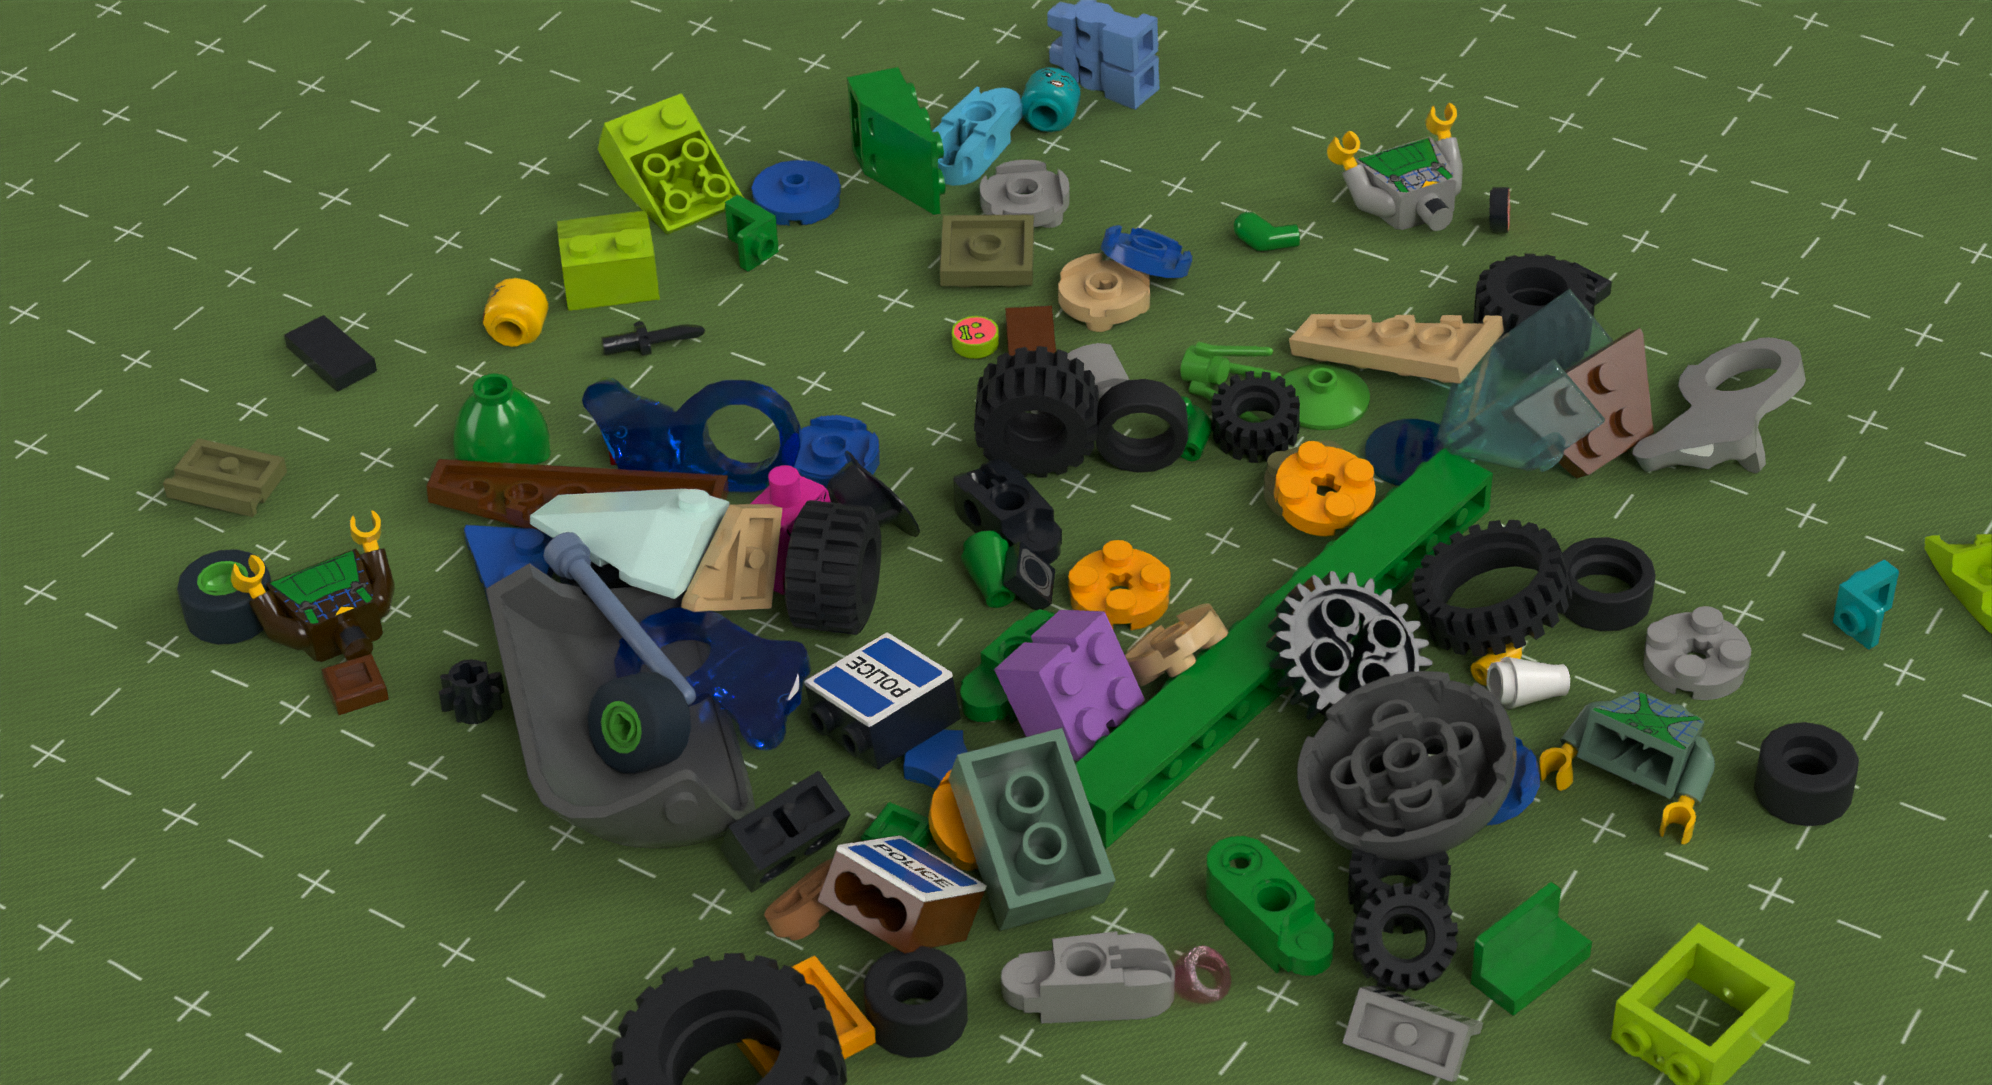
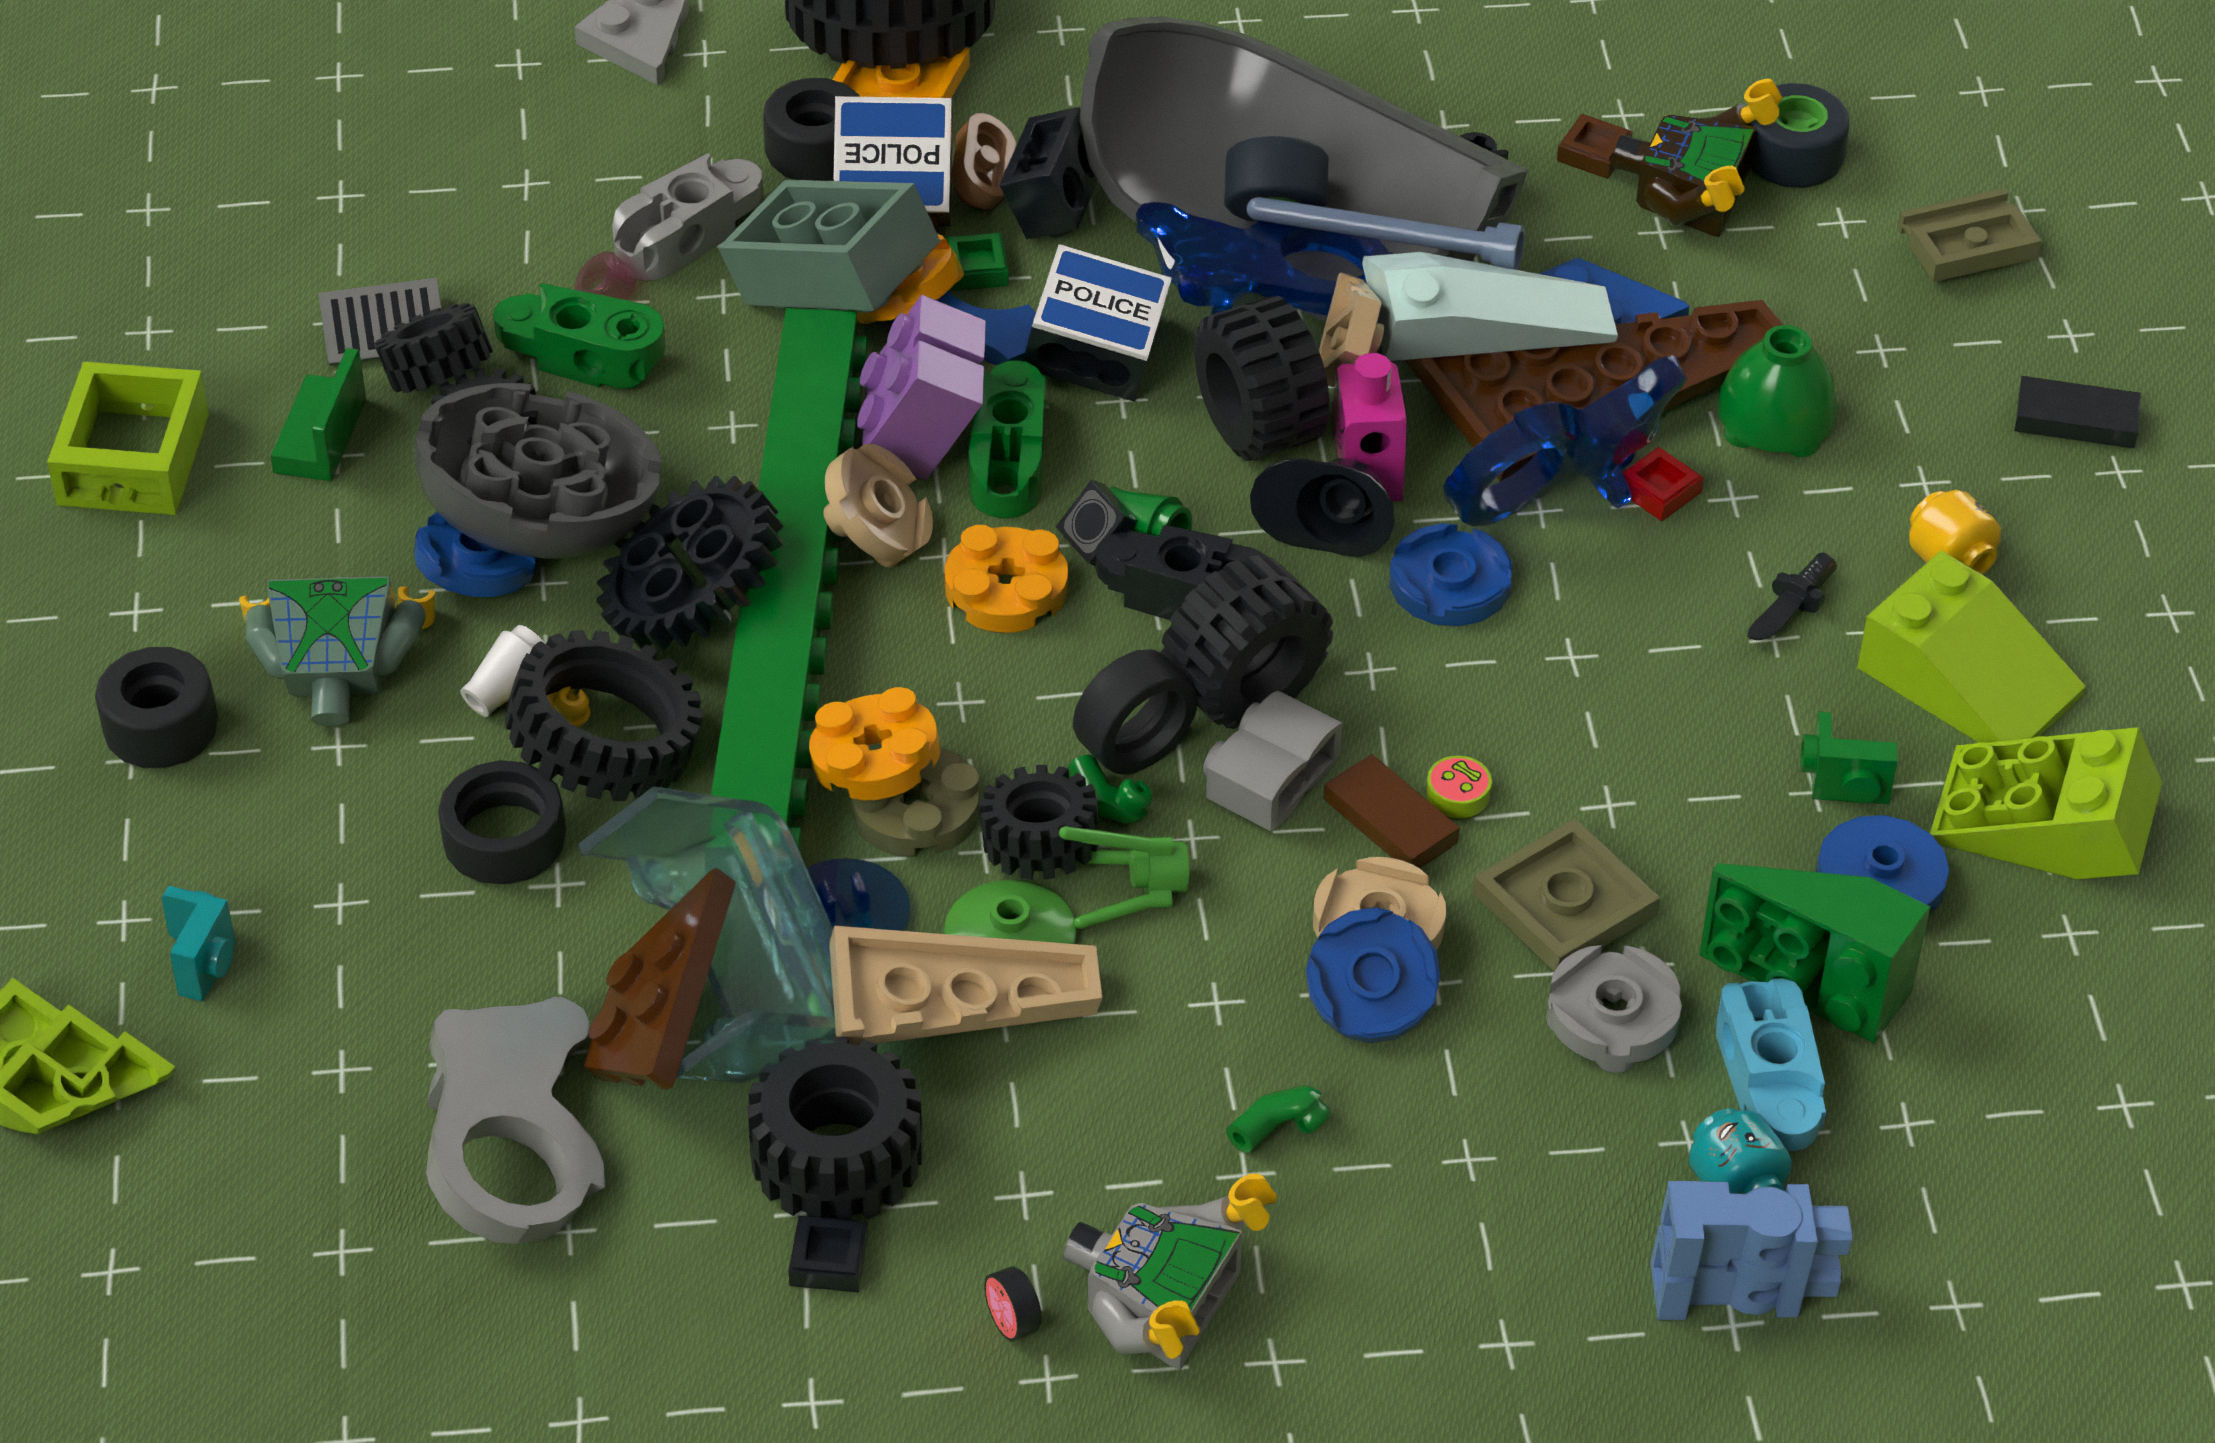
camera: 140 degrees right, 5 degrees up
(1700, 632) = (349, 778): light grey plate -> none

